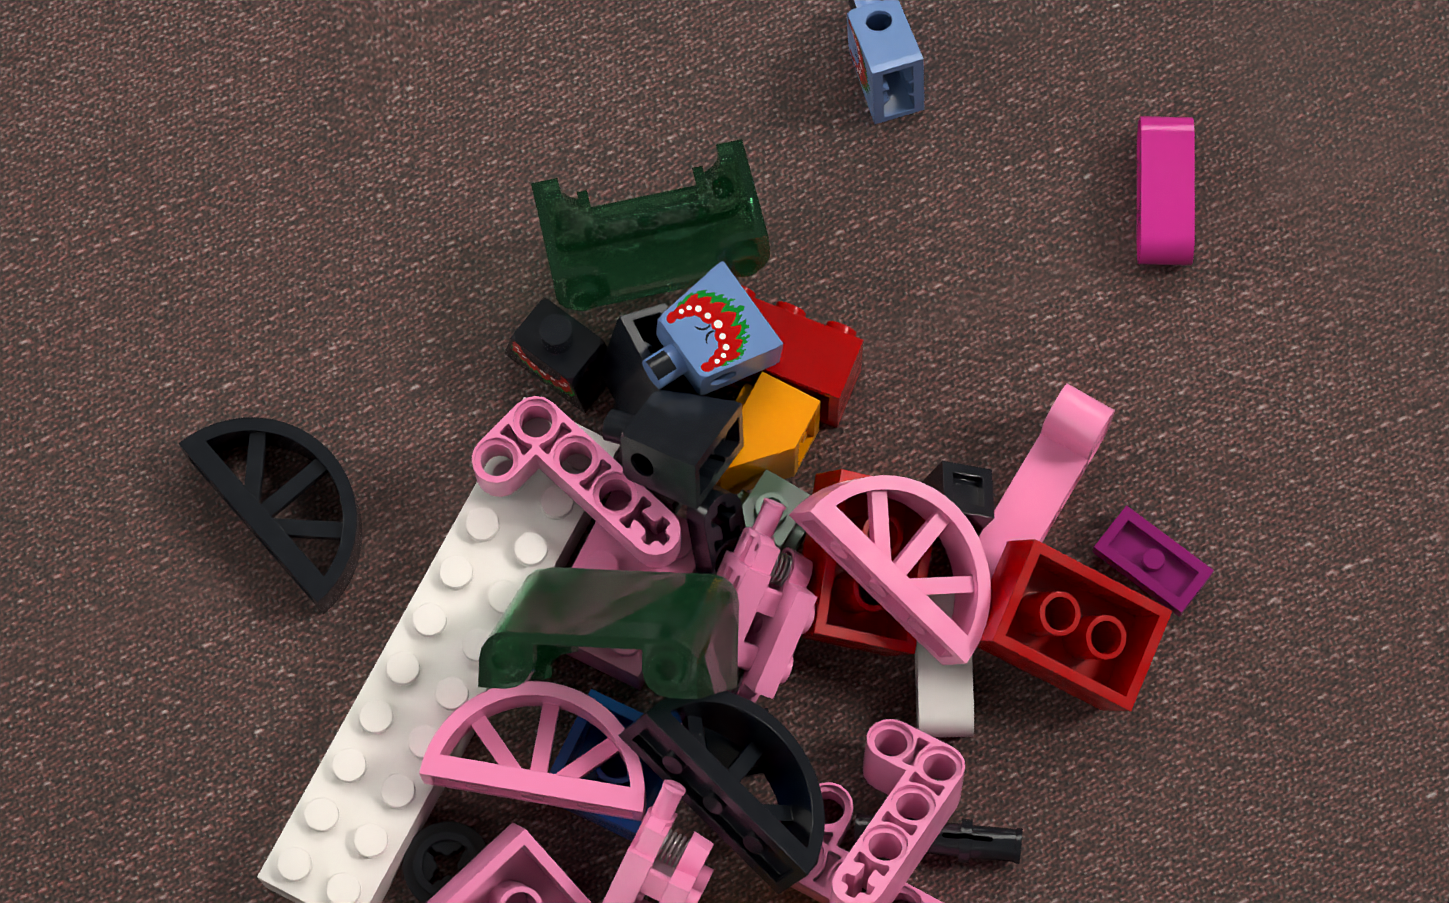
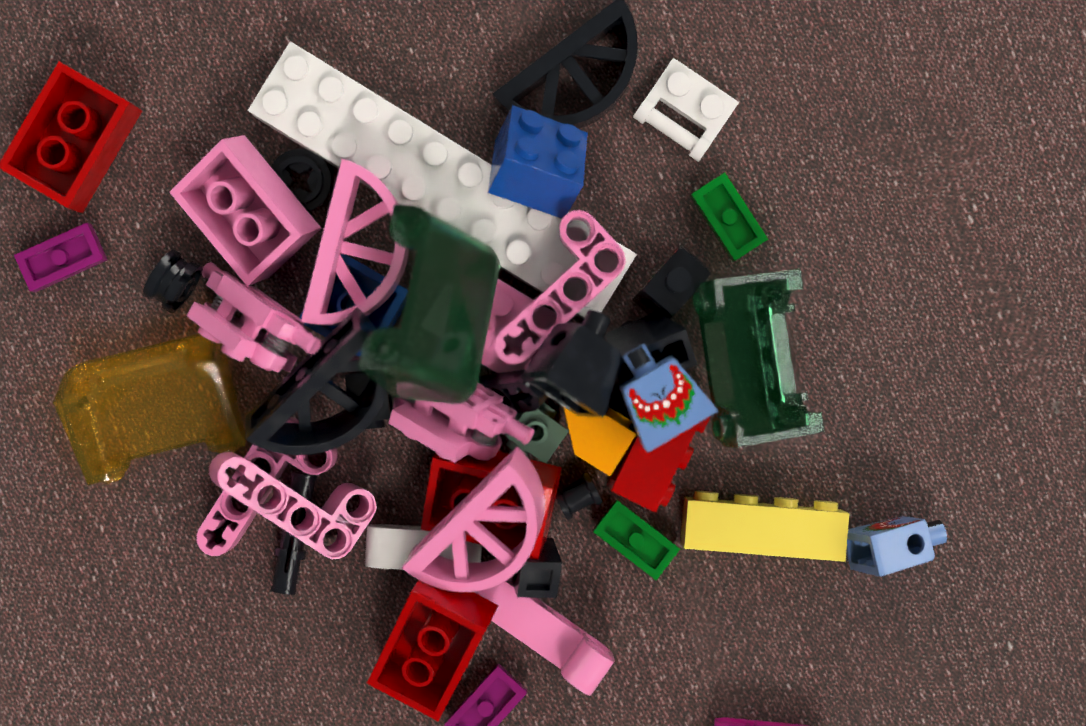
camera: 90 degrees right, 15 degrees up
(310, 350) = (693, 99): none -> white plate
(408, 530) = (538, 162): none -> blue brick
(466, 291) = (728, 217): none -> green plate
(852, 453) = (577, 496): none -> black bush
(877, 218) = (763, 527): none -> light yellow brick
(907, 380) = (636, 539): none -> green plate

